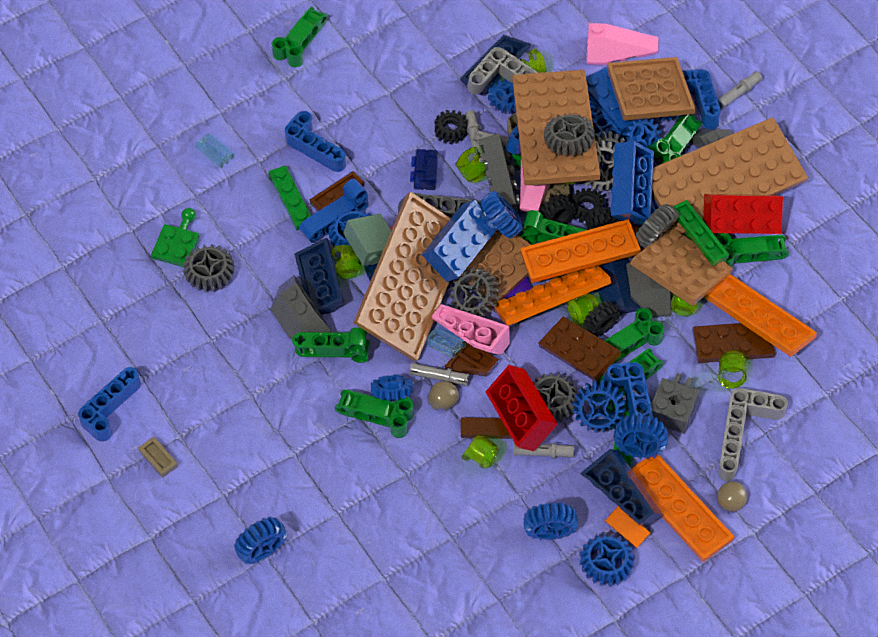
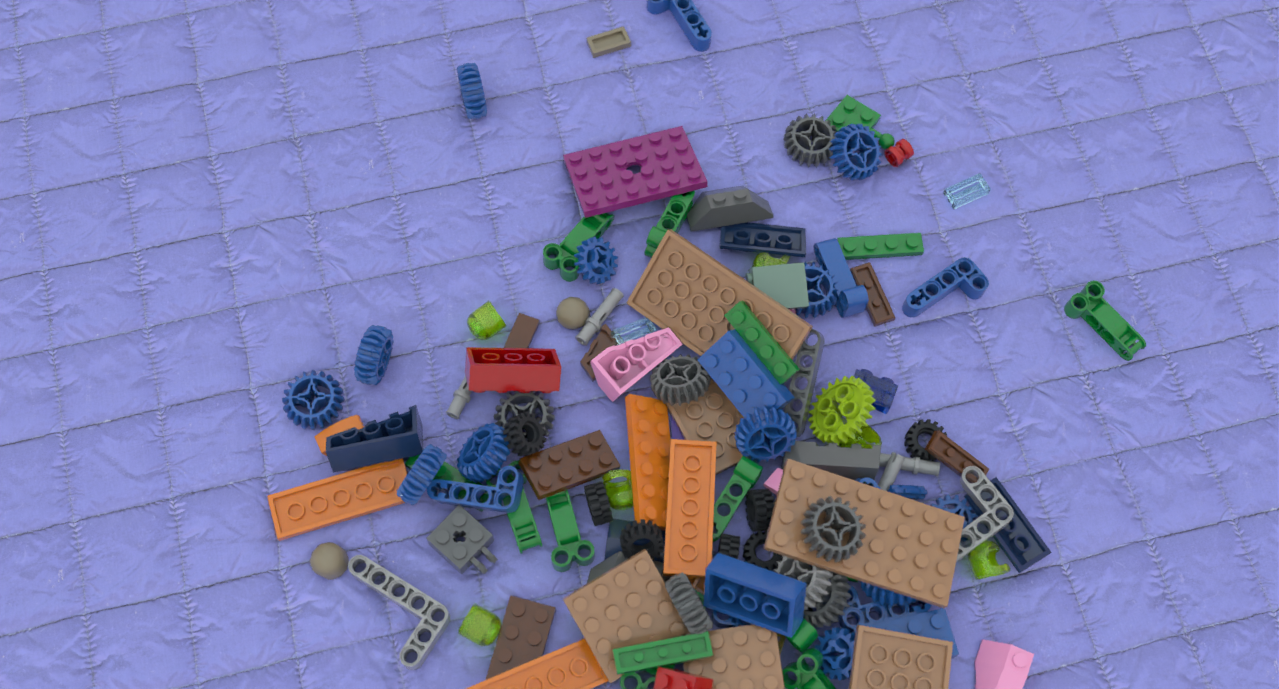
camera: 105 degrees right, 10 degrees up
(197, 202) = (901, 151): none -> red wheel
(213, 228) = (855, 165): none -> blue gear
(309, 410) = (606, 184): none -> magenta plate
(429, 231) = (761, 342): none -> green plate
(444, 164) = (855, 404): none -> lime gear
(458, 102) = (953, 455): none -> reddish brown tile
(499, 126) = (908, 491): none -> blue axle
(575, 375) = (533, 430): none -> black tyre
(621, 274) = (640, 531): none -> black tyre

